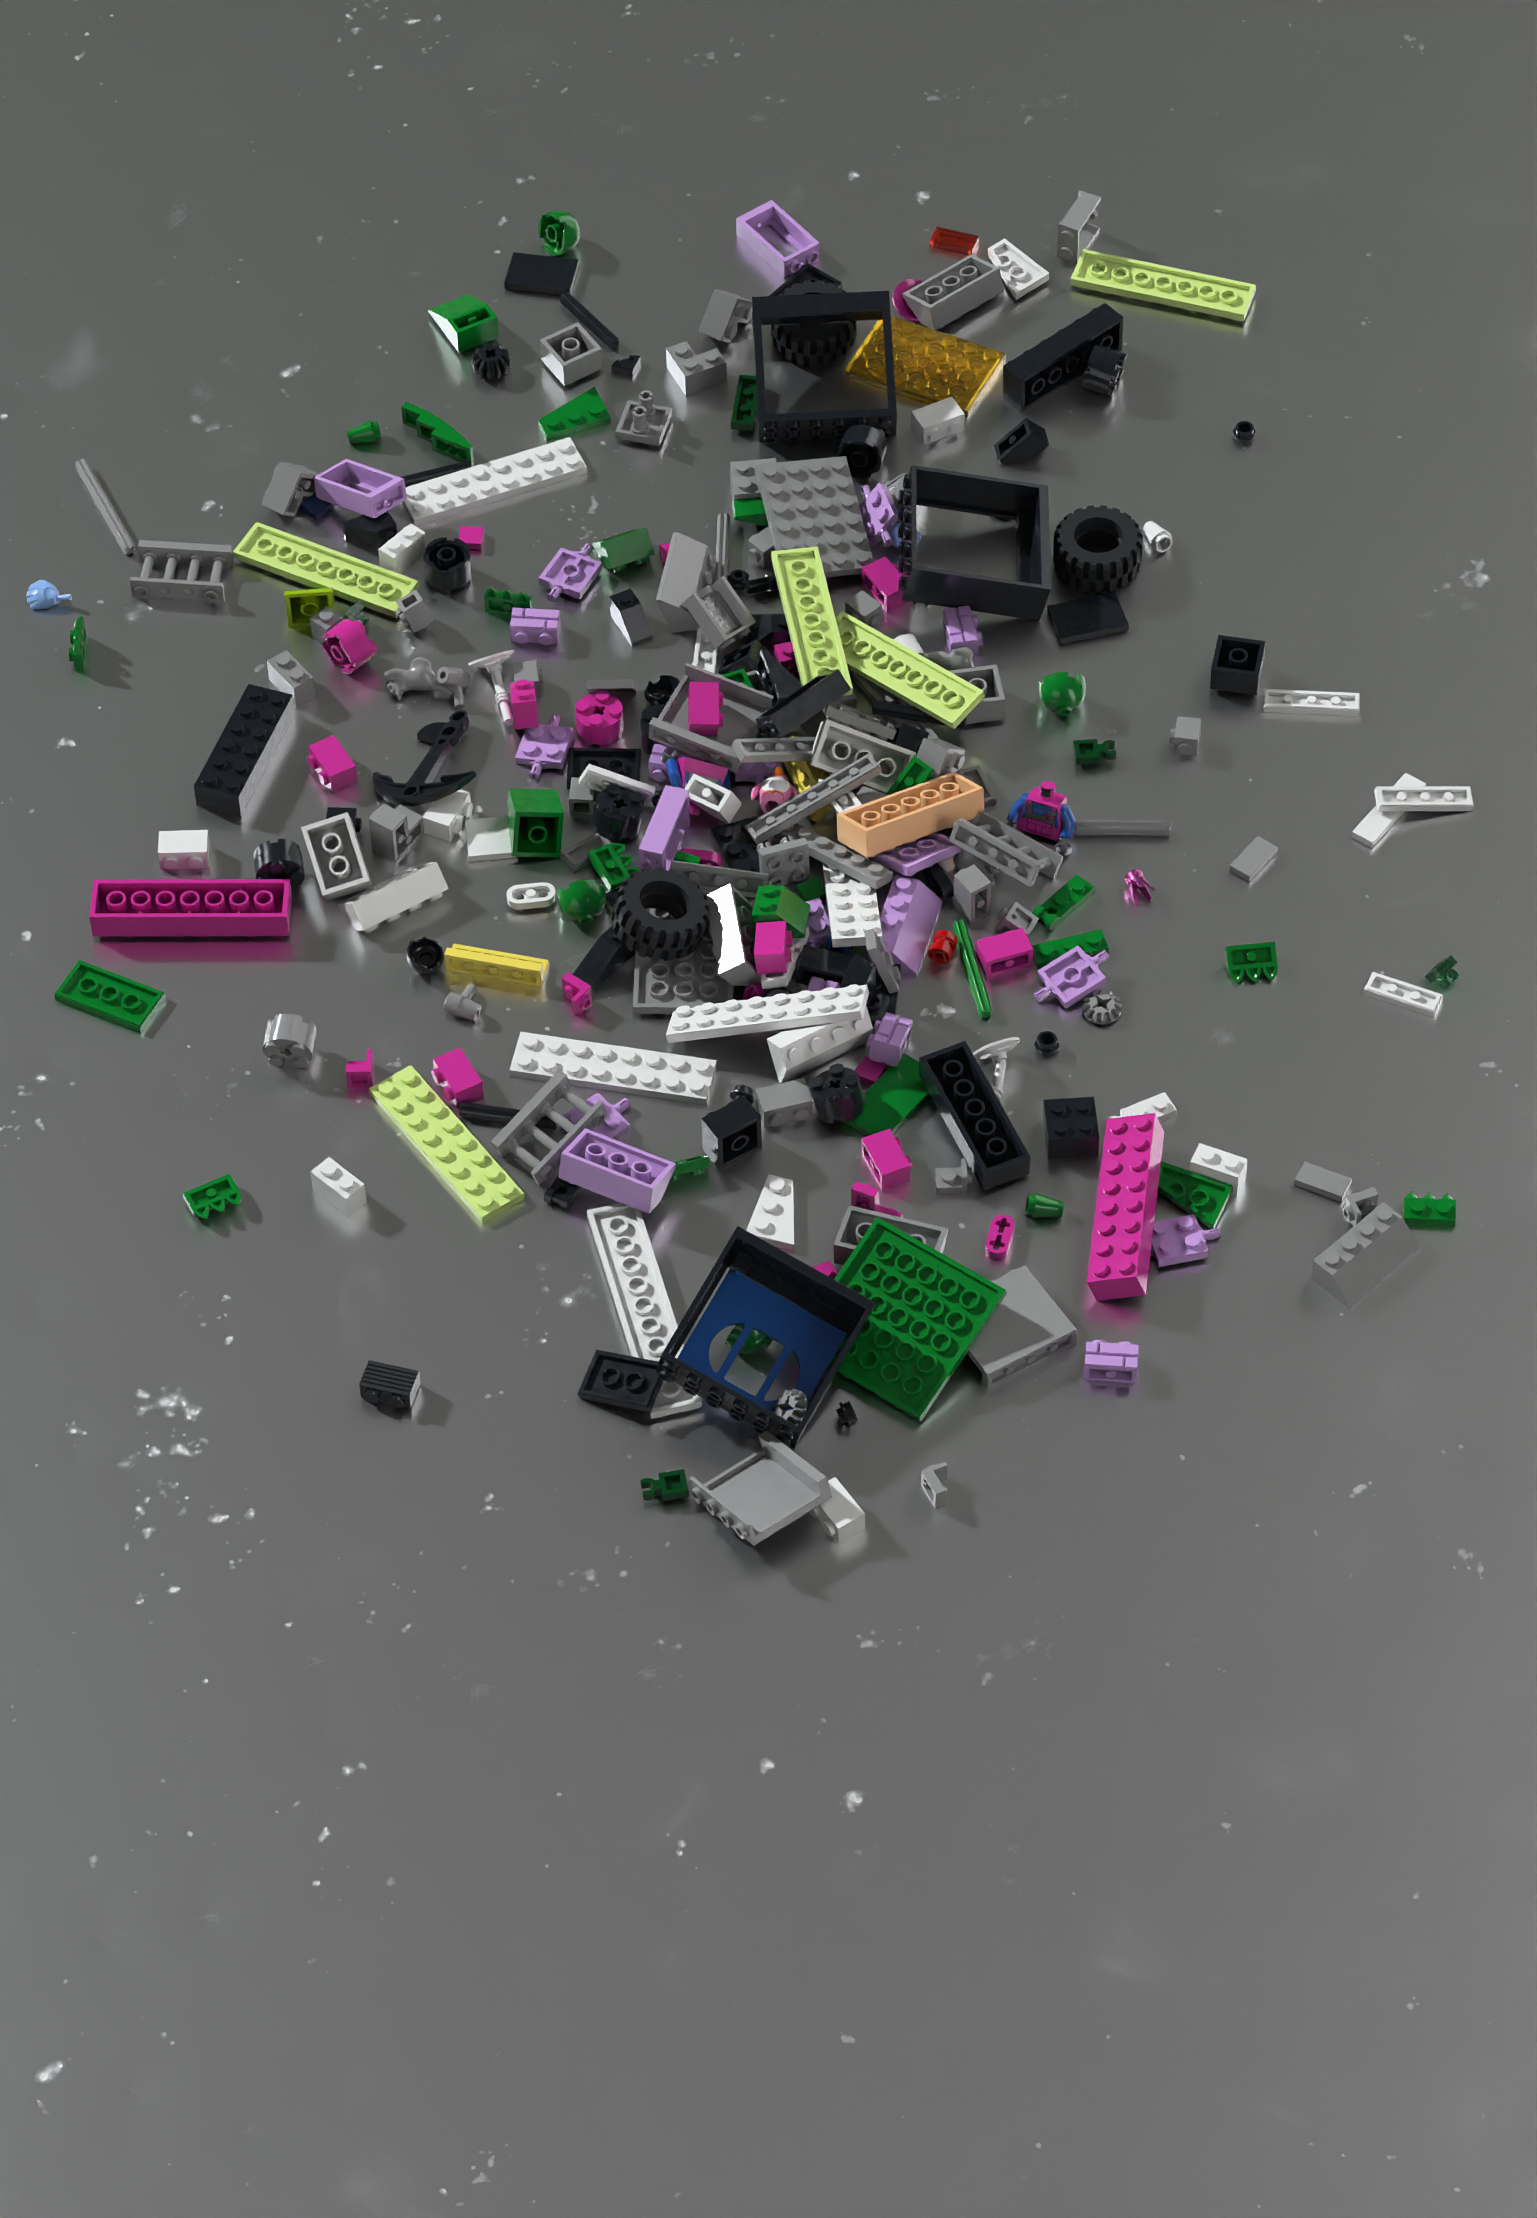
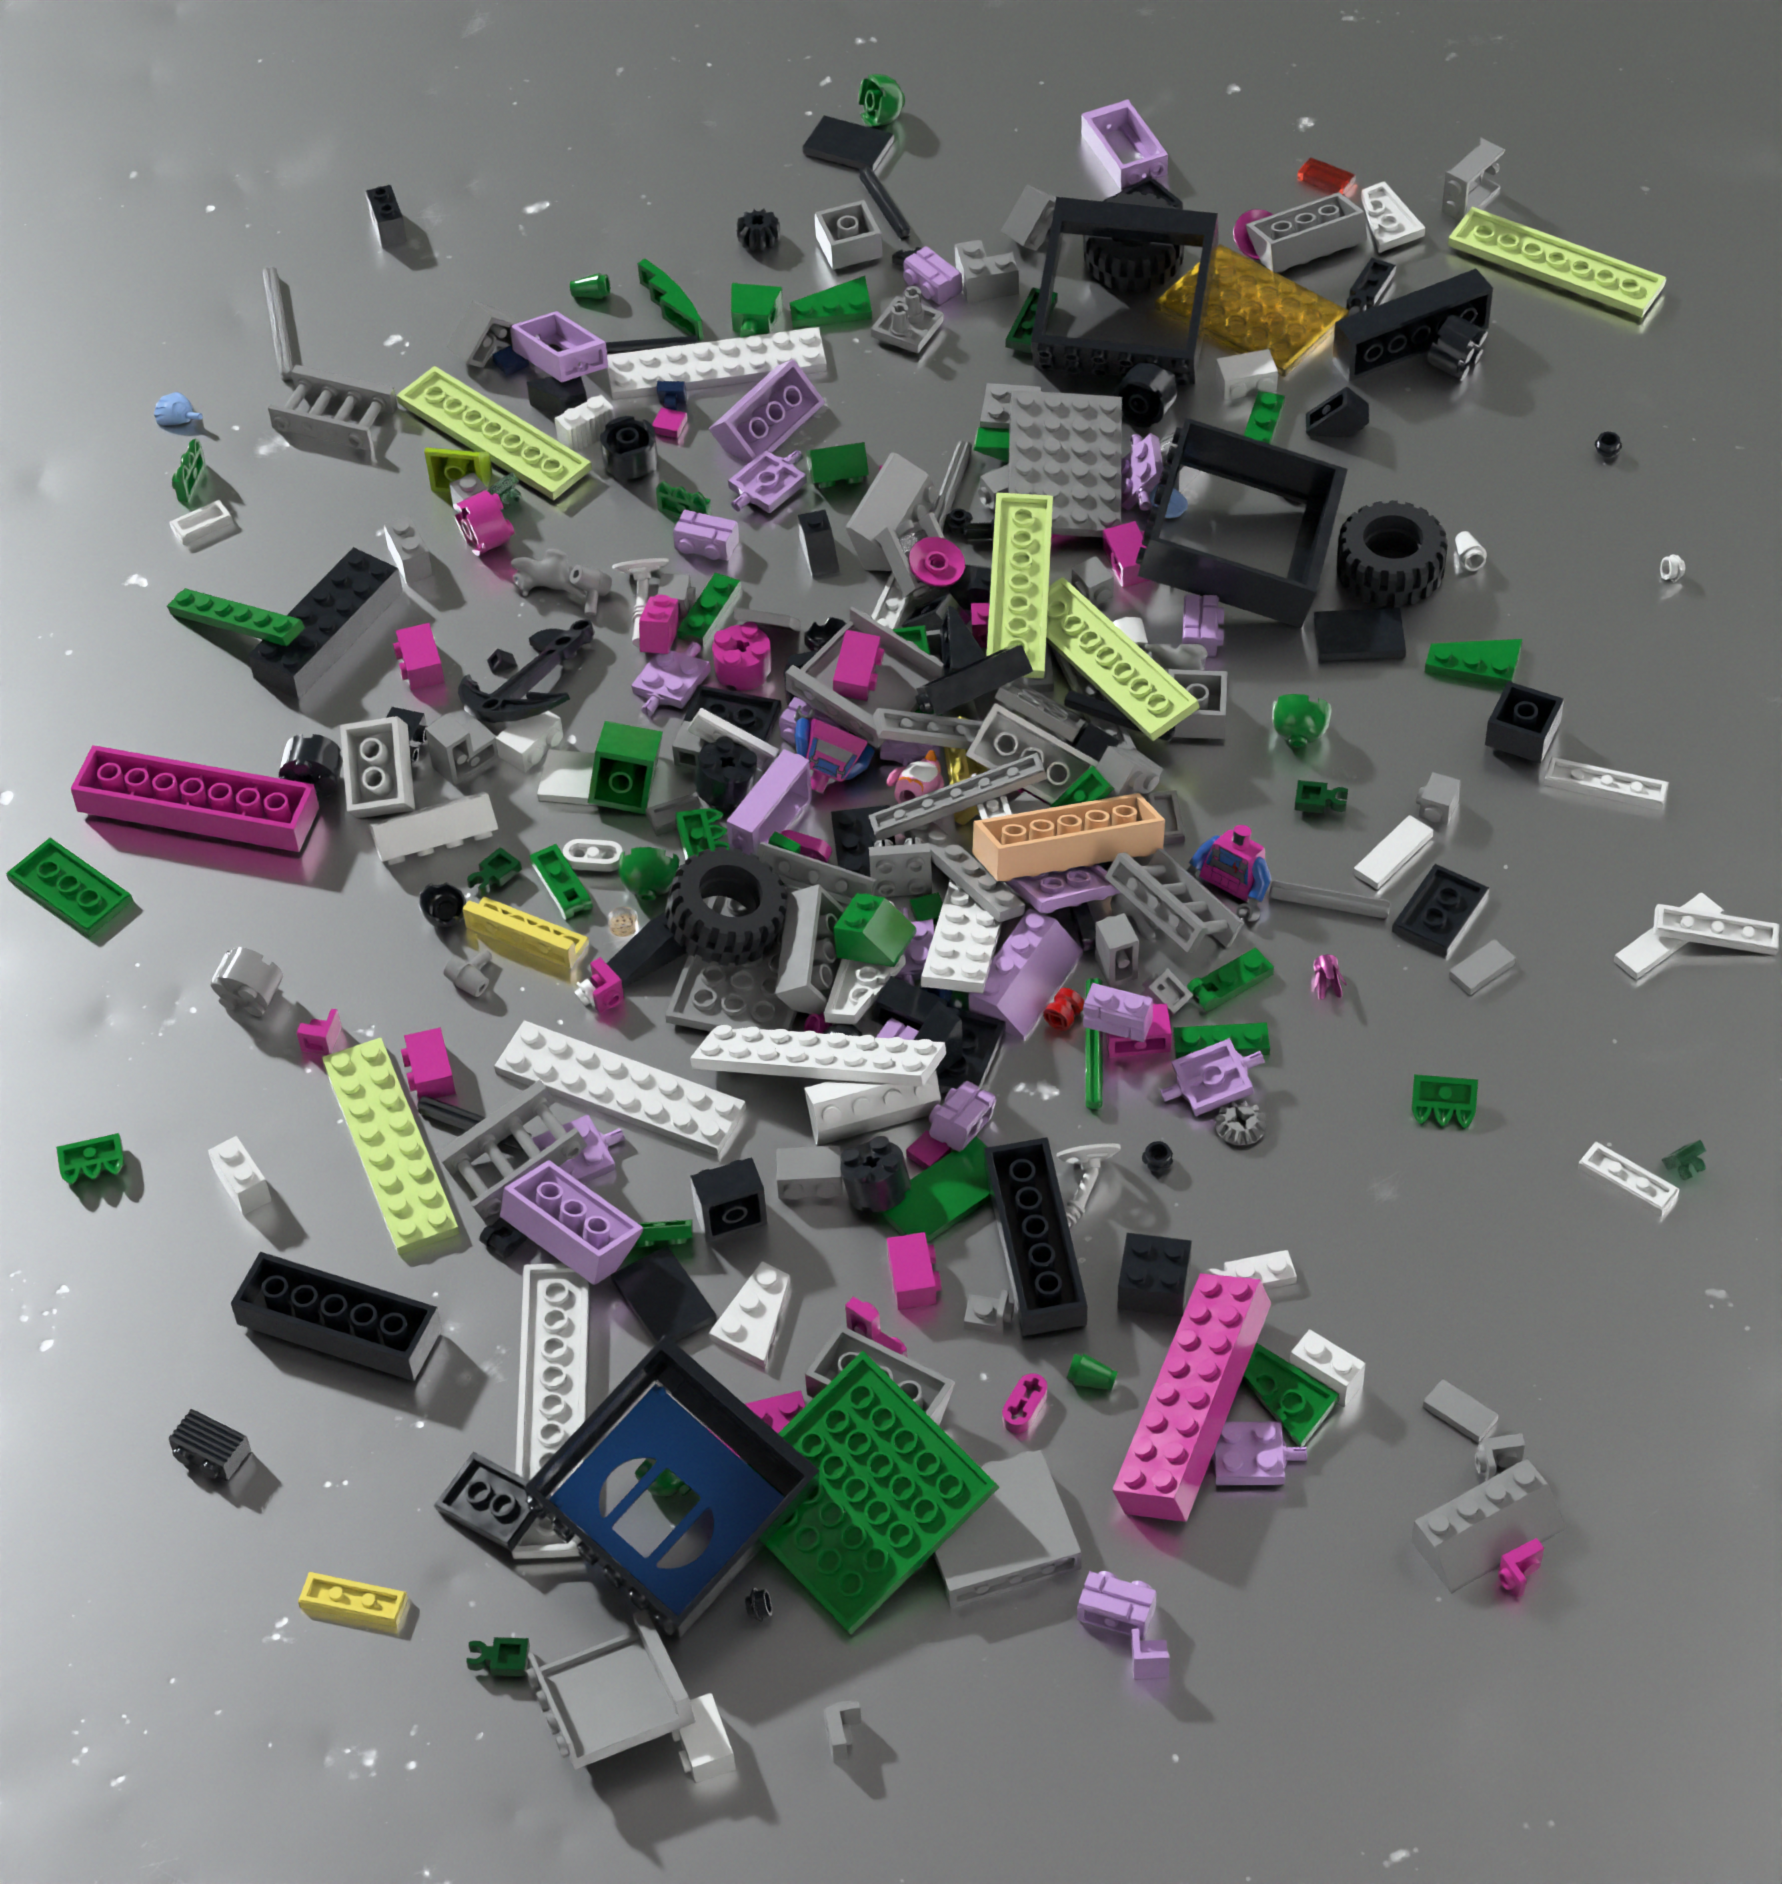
camera: 15 degrees right, 0 degrees up
(103, 685) = (201, 522): none -> white tile
(166, 399) = (386, 215): none -> black brick
(170, 757) = (236, 617): none -> green plate
(184, 849) = (215, 727): white brick -> none
(398, 756) = (501, 660): none -> black piece
(414, 611) = (572, 496): light grey brick -> none
(455, 1273) = (337, 1315): none -> black brick
(456, 920) = (497, 869): none -> dark green plate
(466, 322) = (745, 183): green slope -> none
(466, 513) = (672, 393): none -> dark blue tile
(510, 429) = (755, 308): none -> green torso
(512, 920) = (560, 881): none -> green plate
(538, 1470) = (353, 1599): none -> light yellow tile
(552, 516) = (768, 413): none -> lavender slope
(556, 685) = (709, 609): none -> green plate
(563, 1002) = (585, 992): none -> white plate
(571, 943) = (623, 921): none -> clear tile
(652, 376) = (932, 275): none -> lavender brick
(700, 1214) = (663, 1296): none -> black tile
(713, 798) = (839, 775): white slope -> none
(741, 1091) = (762, 1152): black plate -> none
(742, 610) = (939, 553): none -> dark pink dish
(772, 947) = (848, 972): dark pink brick -> none
(797, 1401) = (691, 1579): light grey gear -> none
(883, 960) = (974, 1015): light grey plate -> none
(961, 452) = (1265, 416): none -> green plate
(990, 940) = (1118, 1012): none -> lavender brick
(1017, 328) = (1370, 284): none -> black plate
(1144, 1393) = (1149, 1657): none -> lavender panel
(1161, 783) = (1393, 852): none -> white tile
(1185, 623) = (1476, 661): none -> green wing
(1209, 821) = (1440, 909): none -> black tile
(1320, 523) = (1672, 568): none -> white plate
(1394, 1278) = (1518, 1564): none -> dark pink bracket
(1429, 1210) = (1590, 1477): green plate -> none

